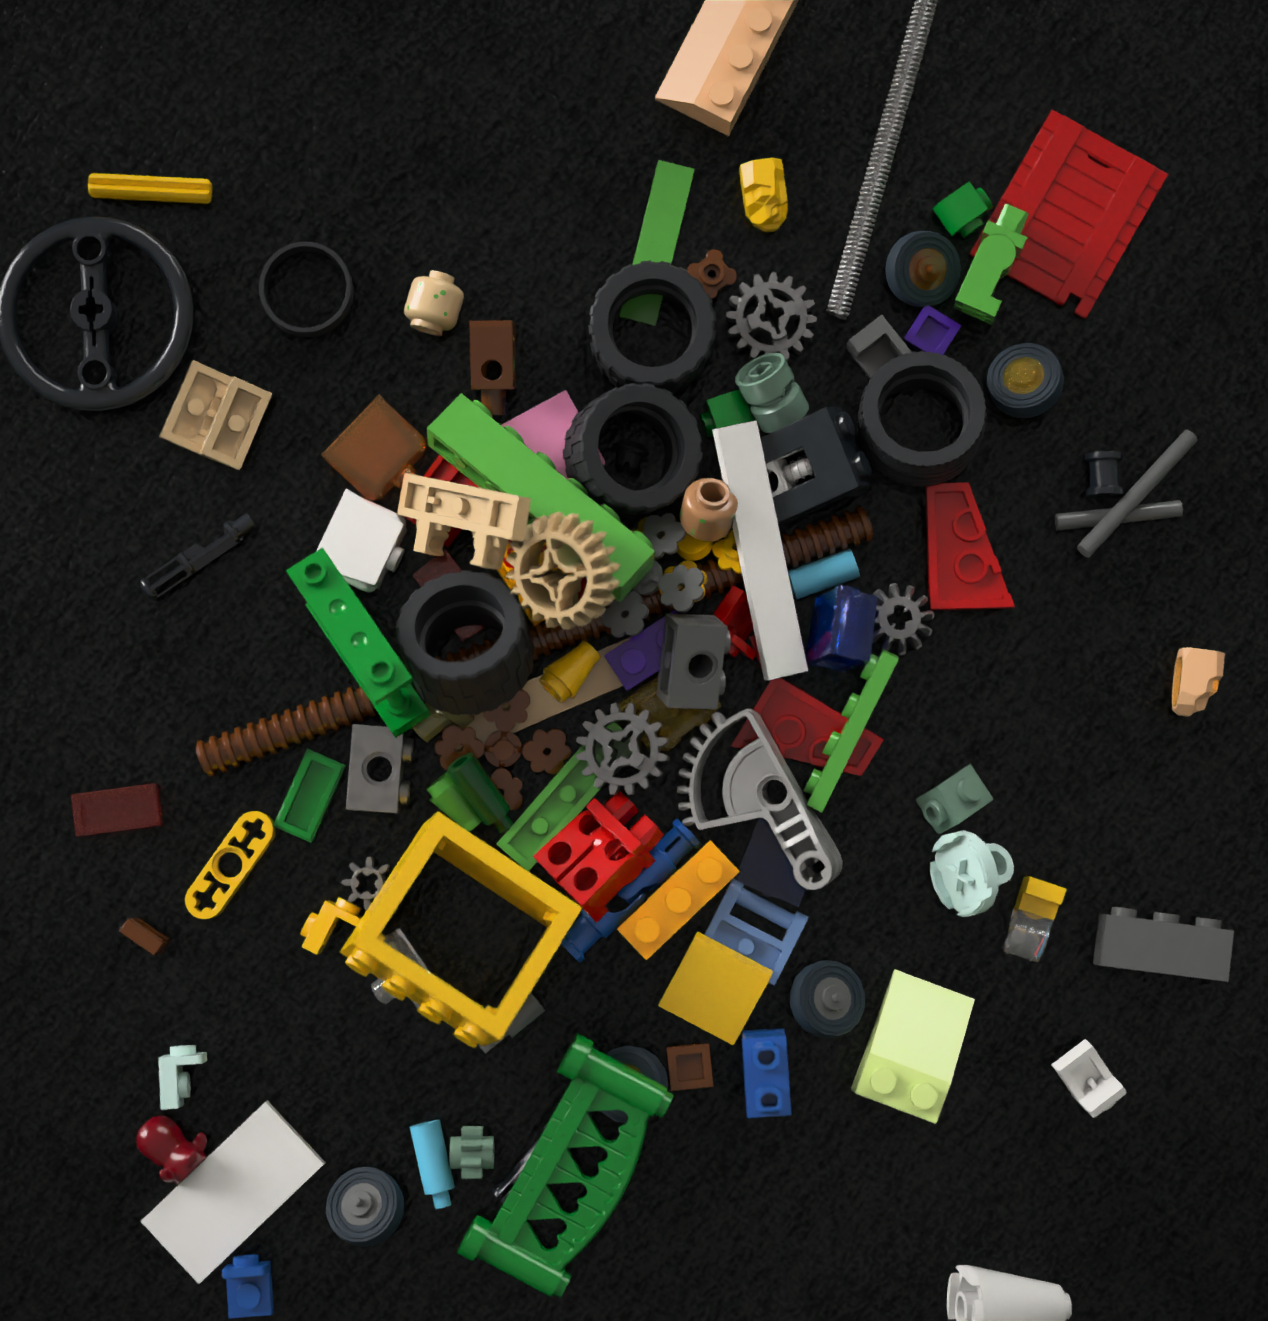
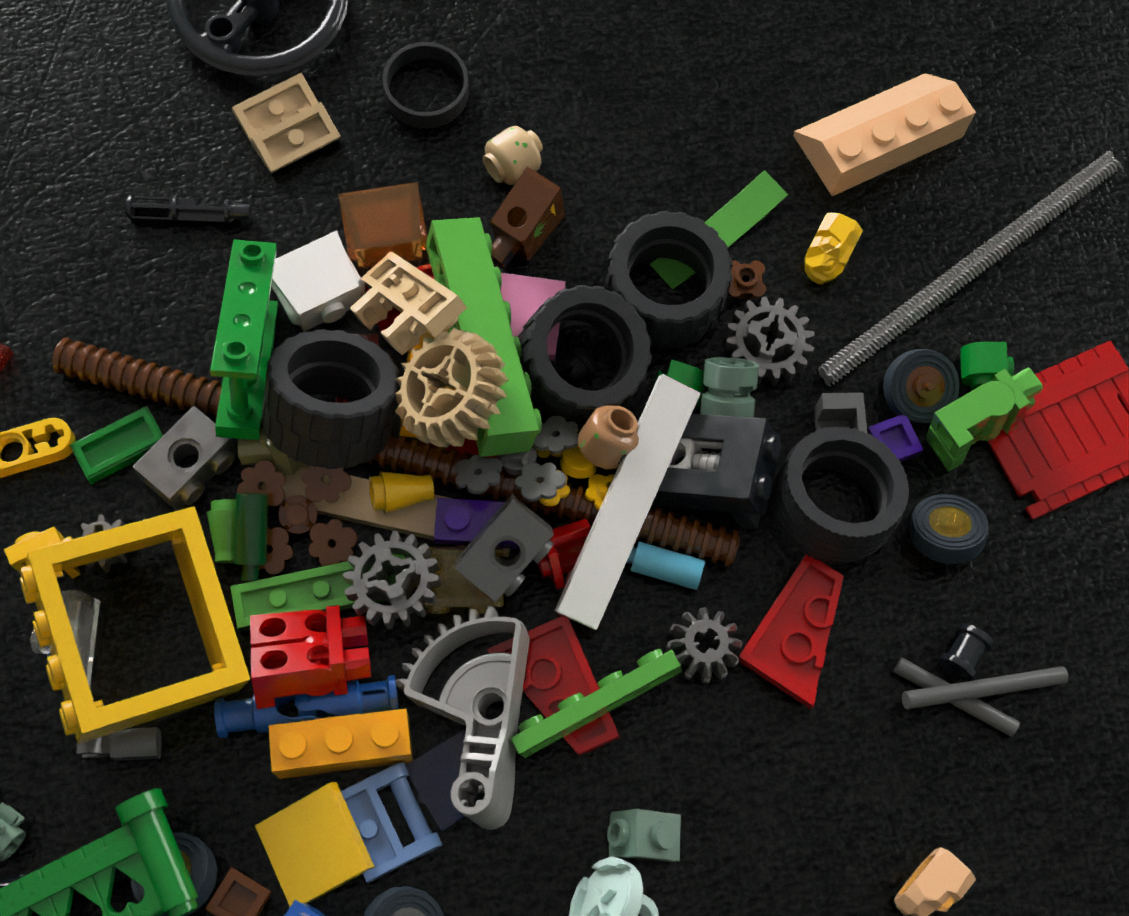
camera: 30 degrees right, 15 degrees down
(841, 629) = (649, 616): clear blue torso -> none

